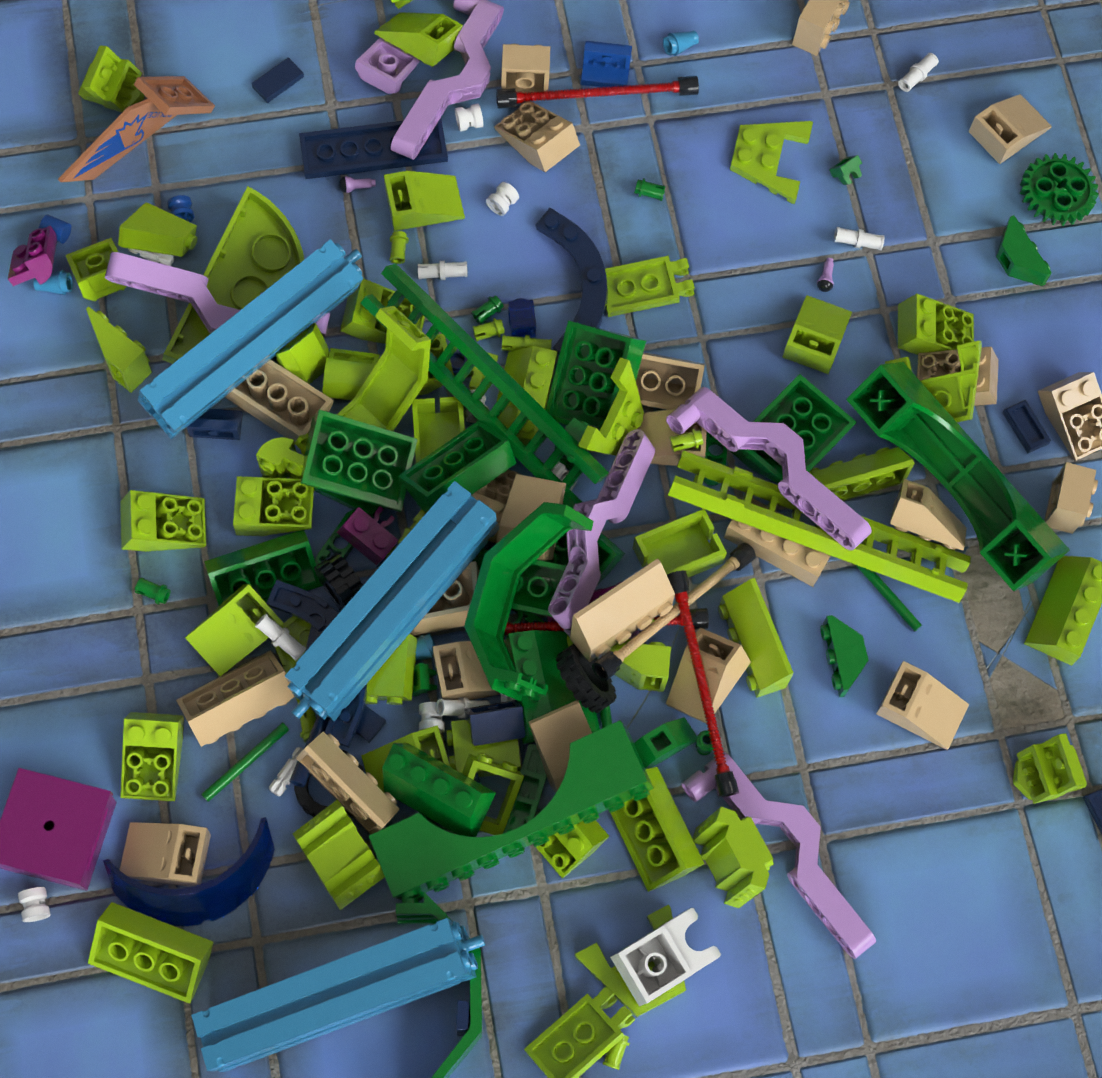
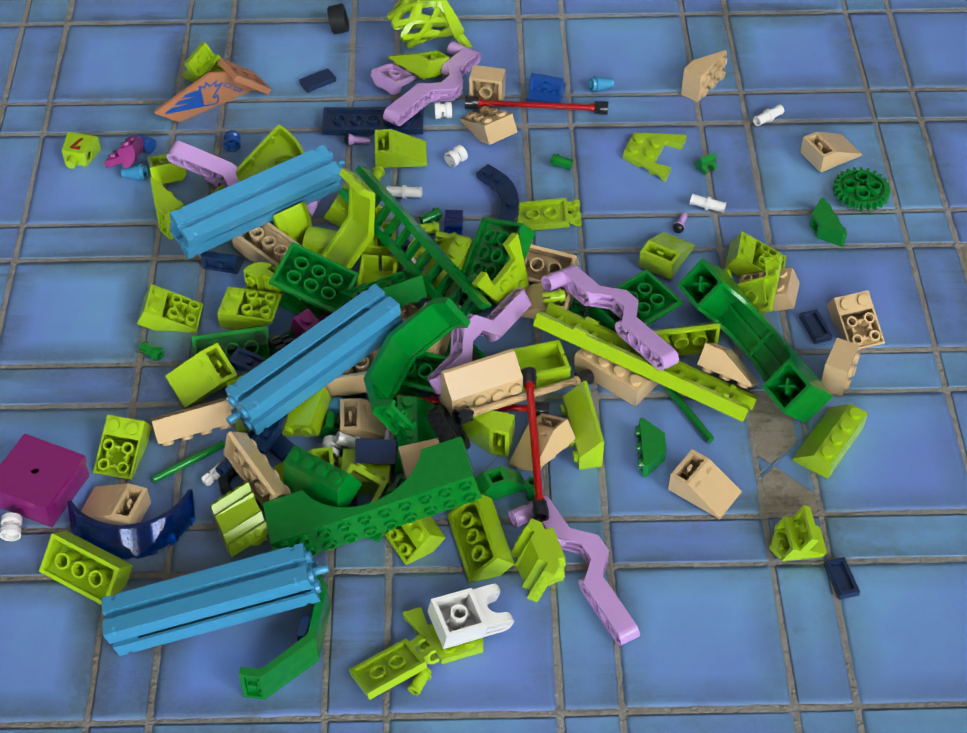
camera: 15 degrees right, 20 degrees down
(157, 232) = (216, 146): lime slope -> none
(280, 637) = (226, 373): white pin -> none

